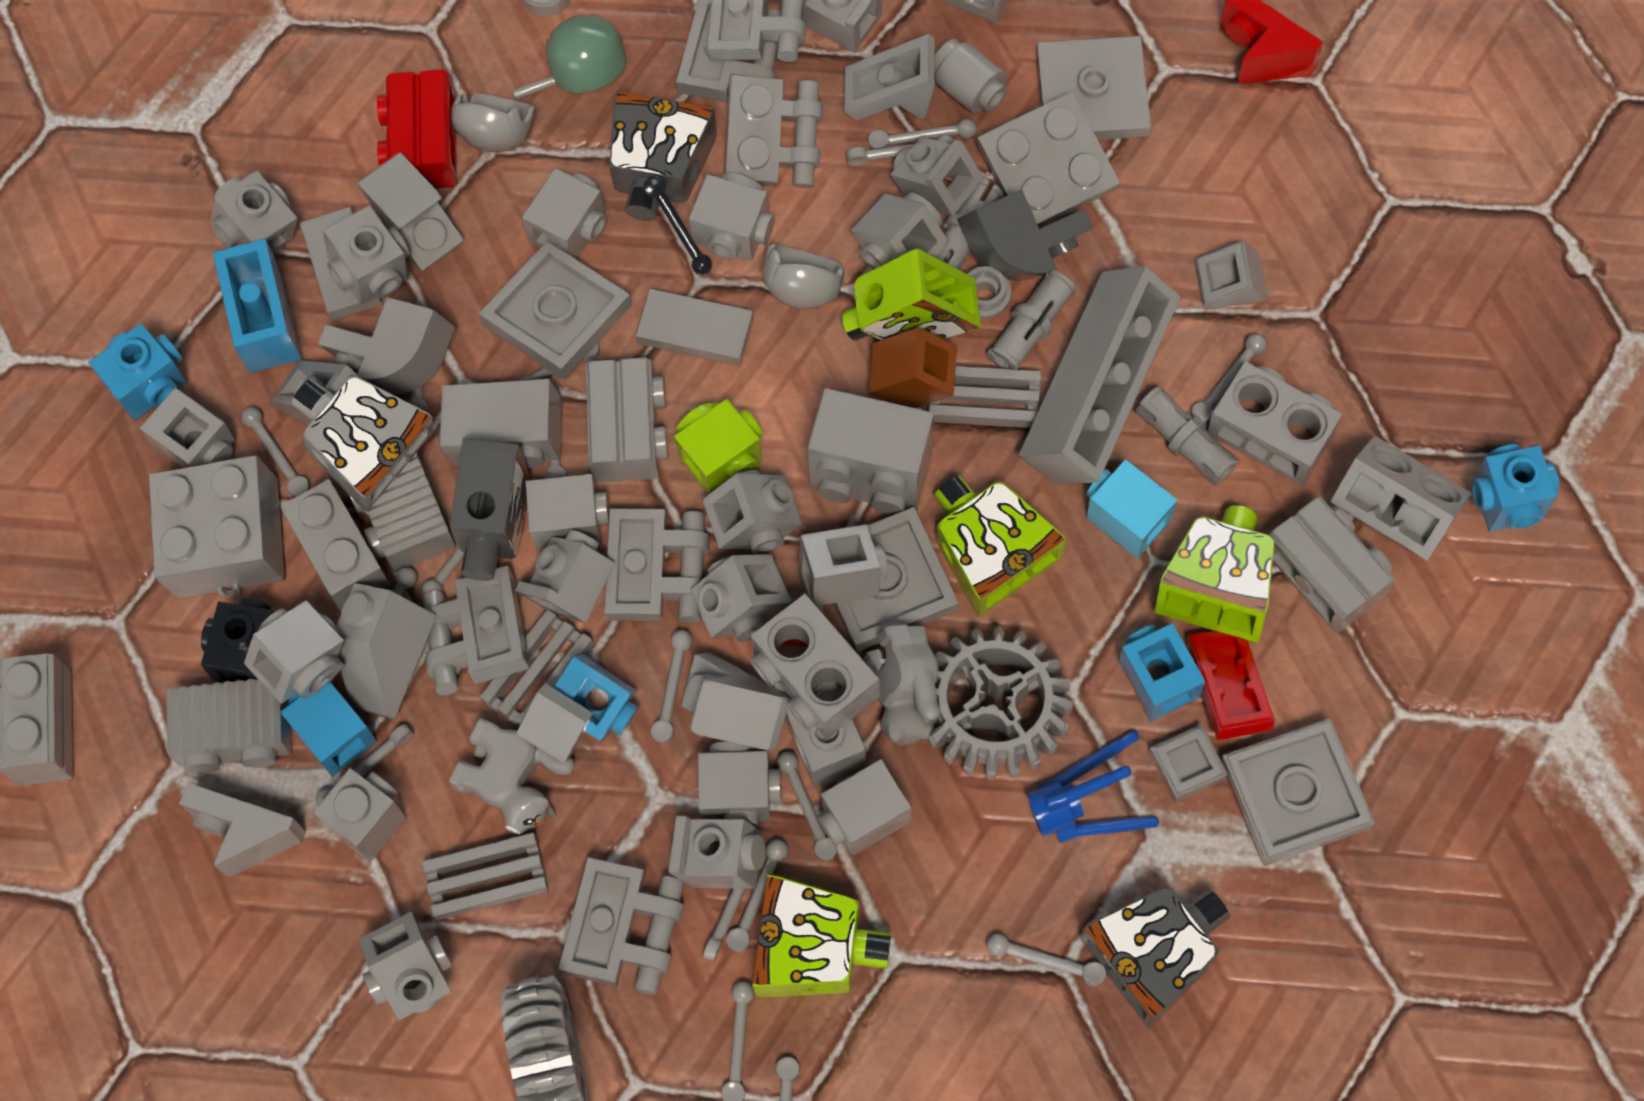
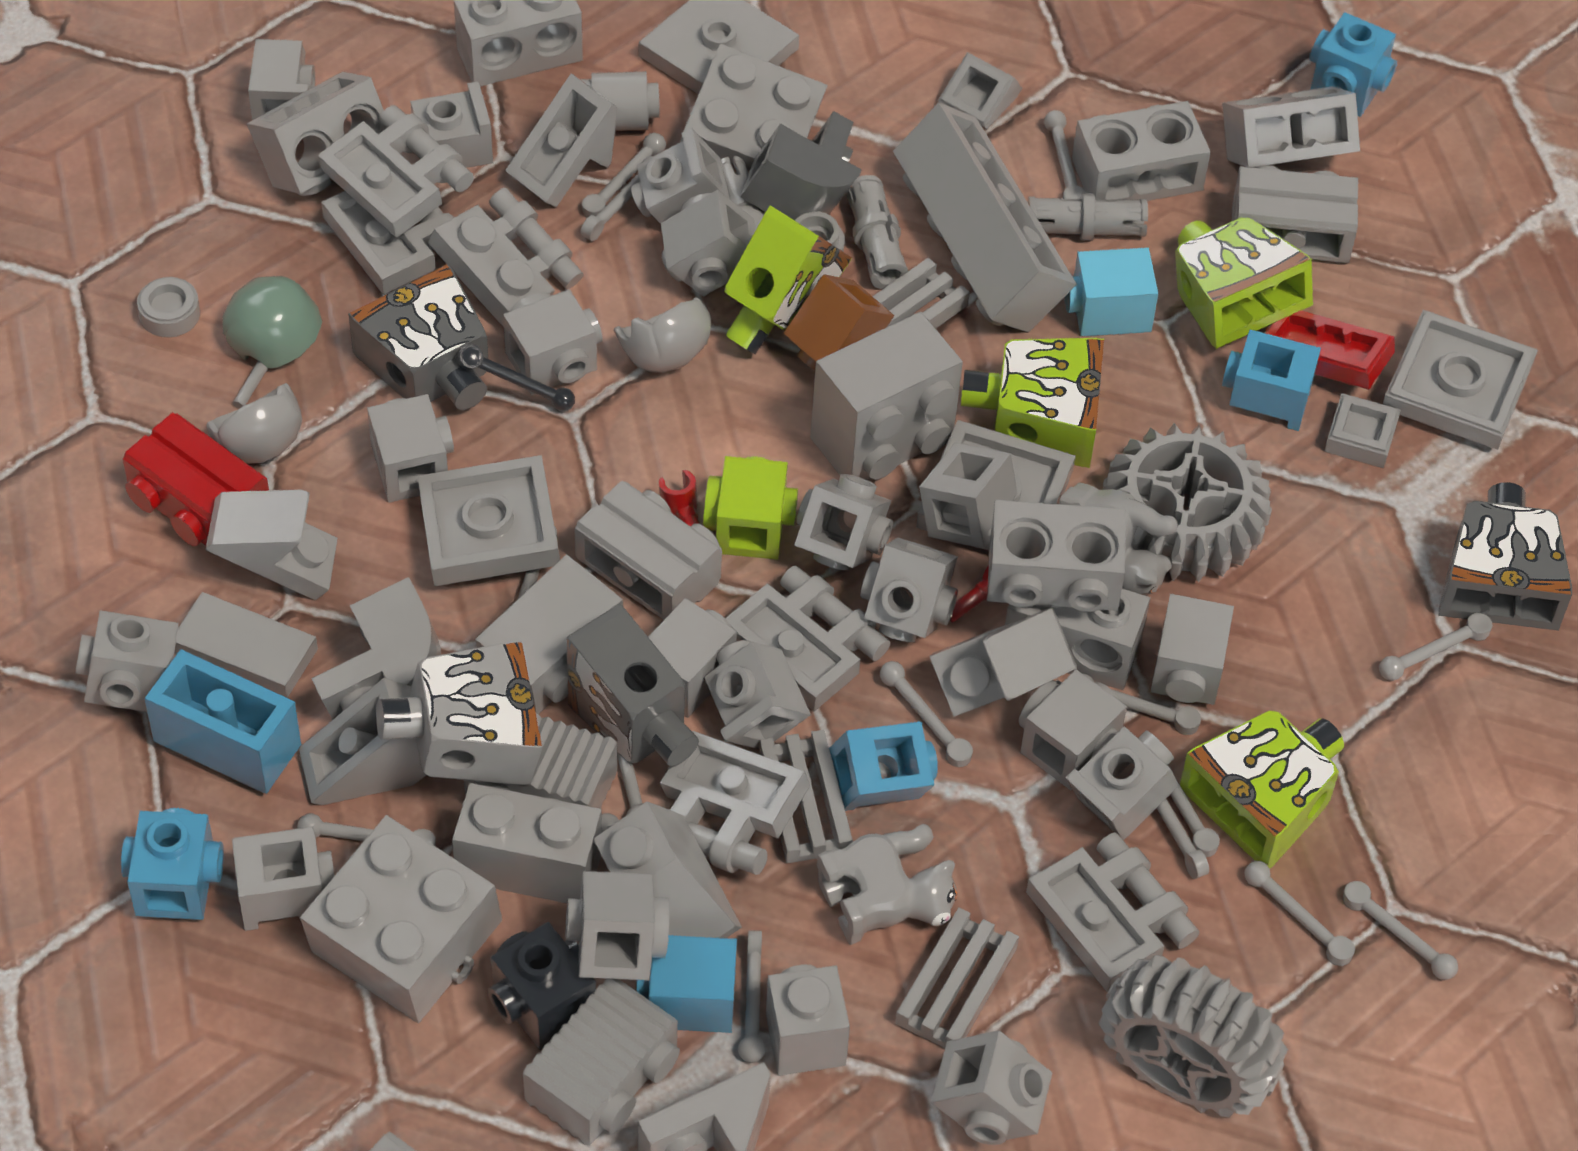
camera: 55 degrees left, 15 degrees down
(366, 255) = (284, 597): light grey brick -> none
(554, 723) = (888, 797): light grey tile -> none
(686, 405) = (682, 502): none -> red hand
(695, 327) = (615, 446): light grey tile -> none
(1058, 804) = (1317, 533): blue plant -> none

